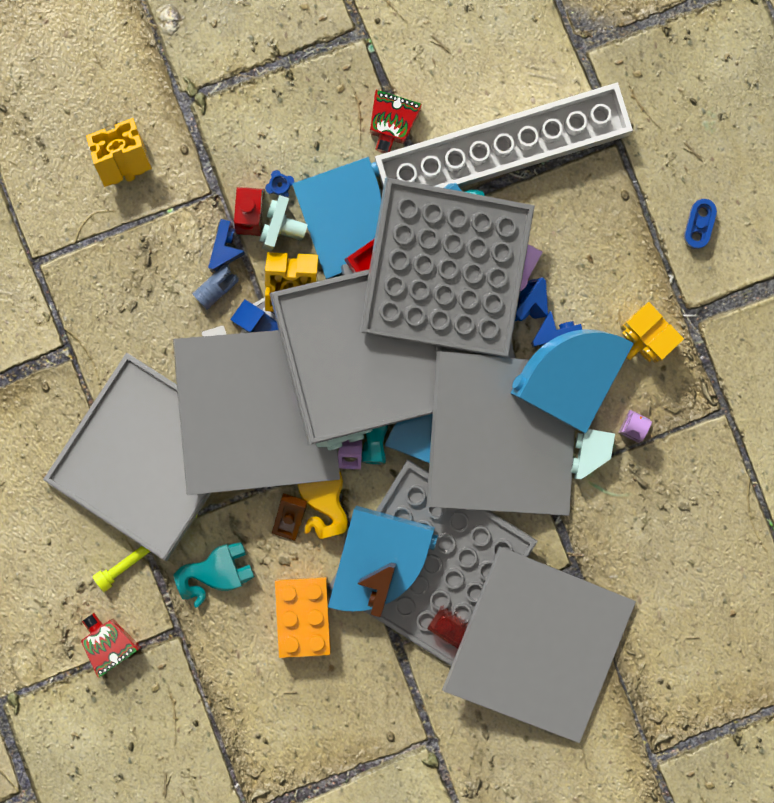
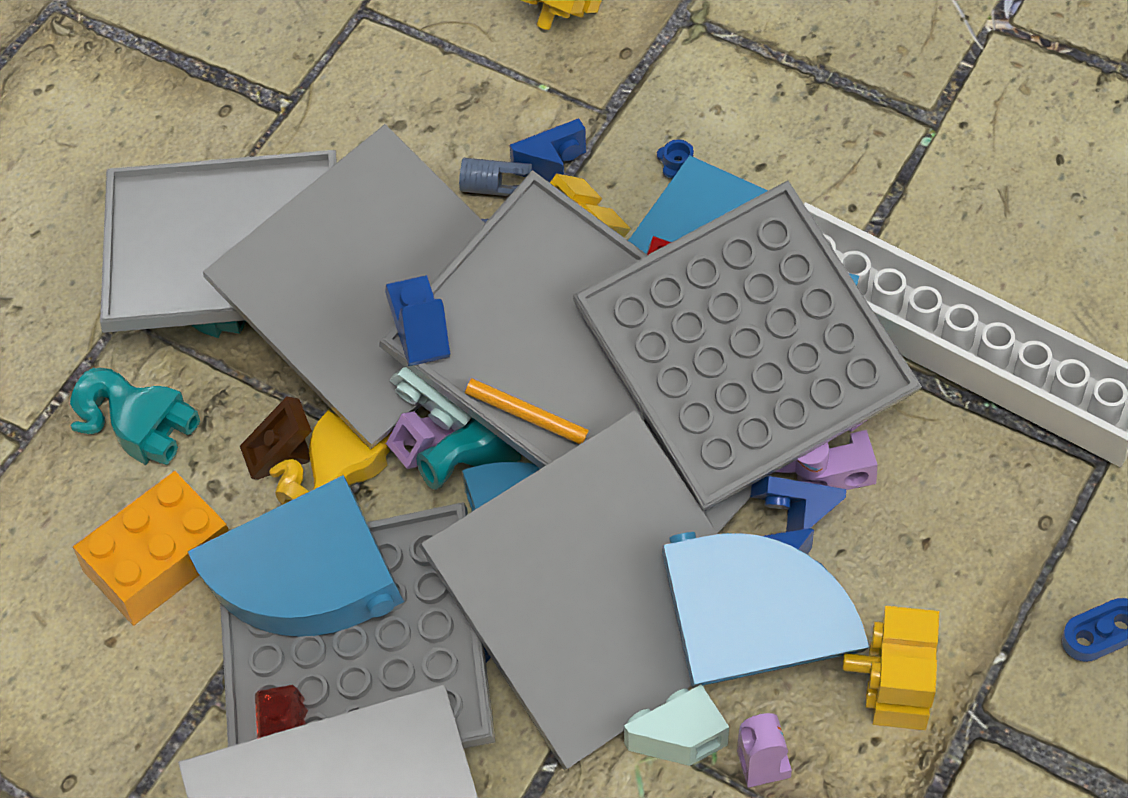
camera: 60 degrees right, 30 degrees down
(107, 577) = (31, 312): neon yellow piece -> none
(249, 211) = (616, 141): red torso -> none
(280, 225) = (629, 173): light aqua plate -> none
(315, 419) = (418, 320): none -> blue slope
(381, 582) = (272, 572): reddish brown slope -> none
(392, 119) = (874, 202): torso -> none
(398, 402) = (526, 411): none -> light orange bar

